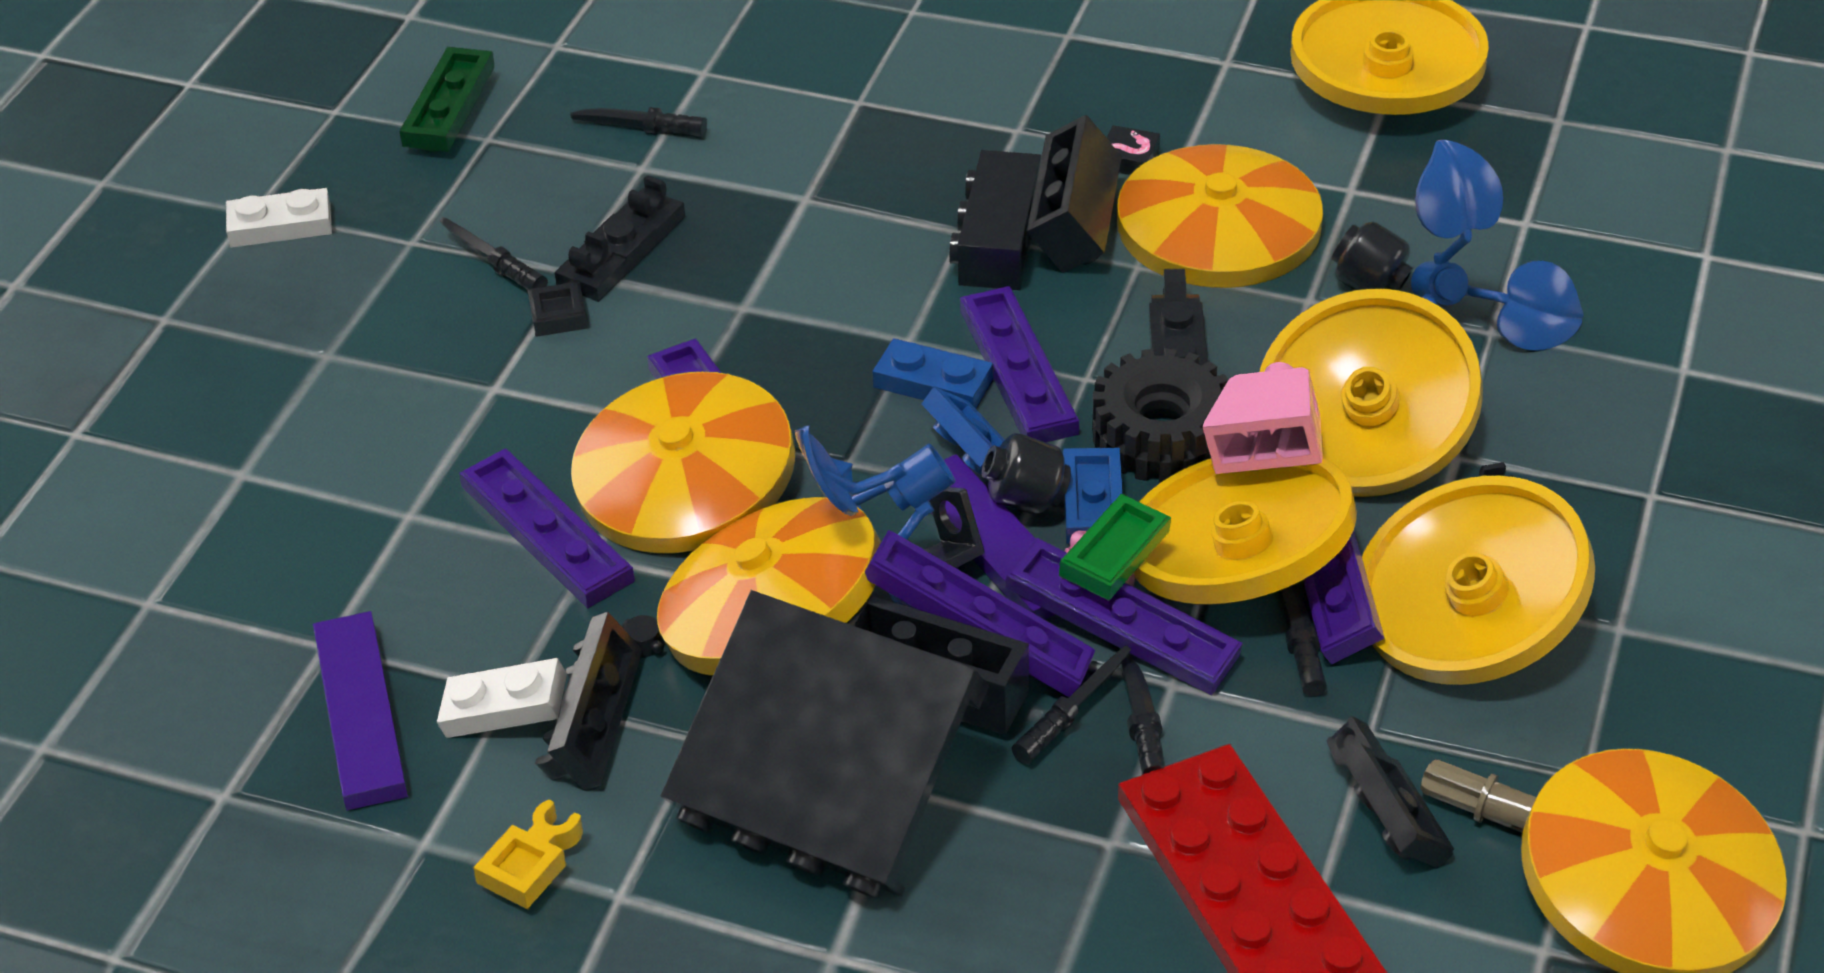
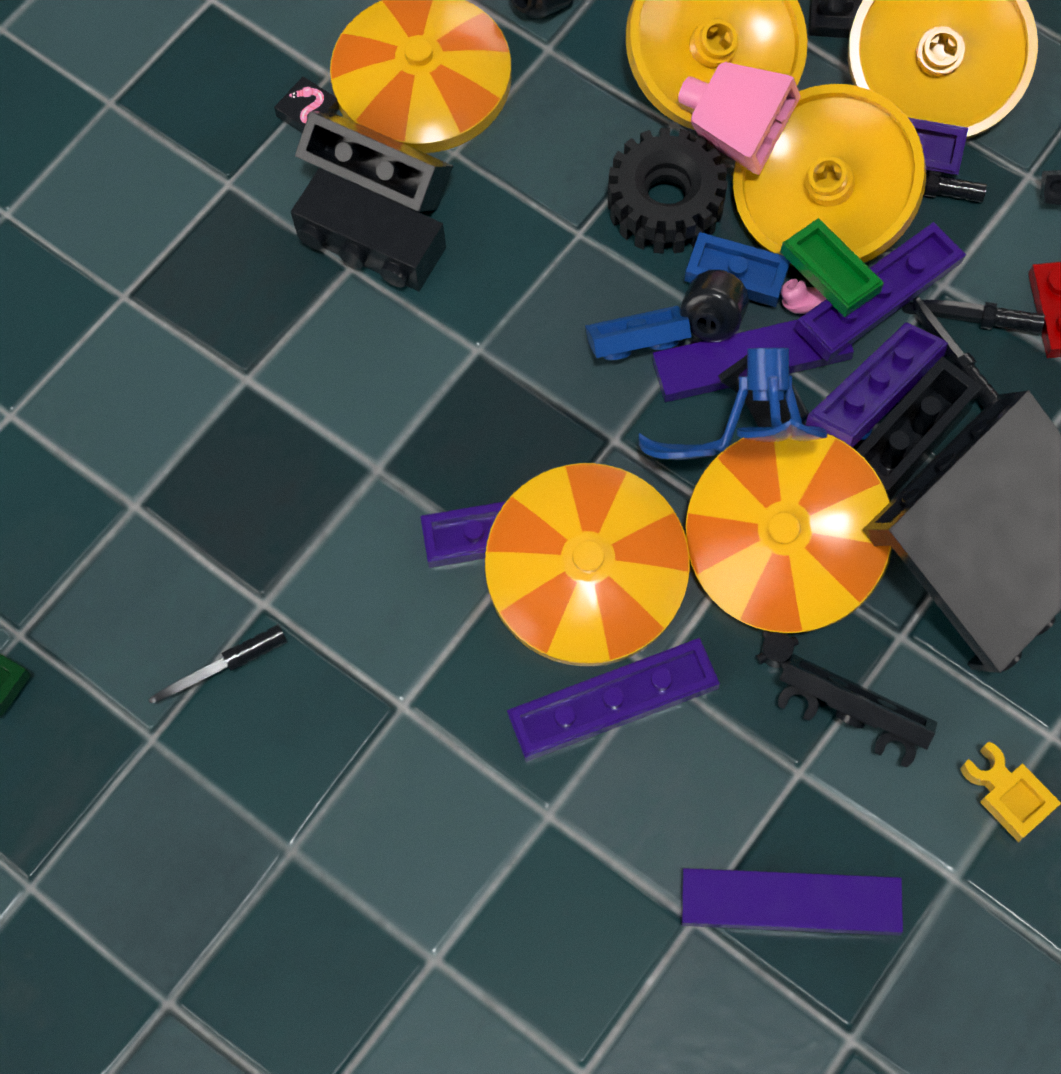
camera: 70 degrees left, 25 degrees up
(278, 217) = (61, 860): white plate -> none
(502, 698) = (829, 777): white plate -> none
(557, 309) = (319, 625): black tile -> none
(621, 240) = (248, 549): black plate -> none
(650, 121) = (70, 478): black piece -> none
(916, 369) = (537, 343): blue plate -> none
(1019, 365) = (548, 276): dark purple tile -> none
(1177, 319) = (558, 150): black hinge -> none

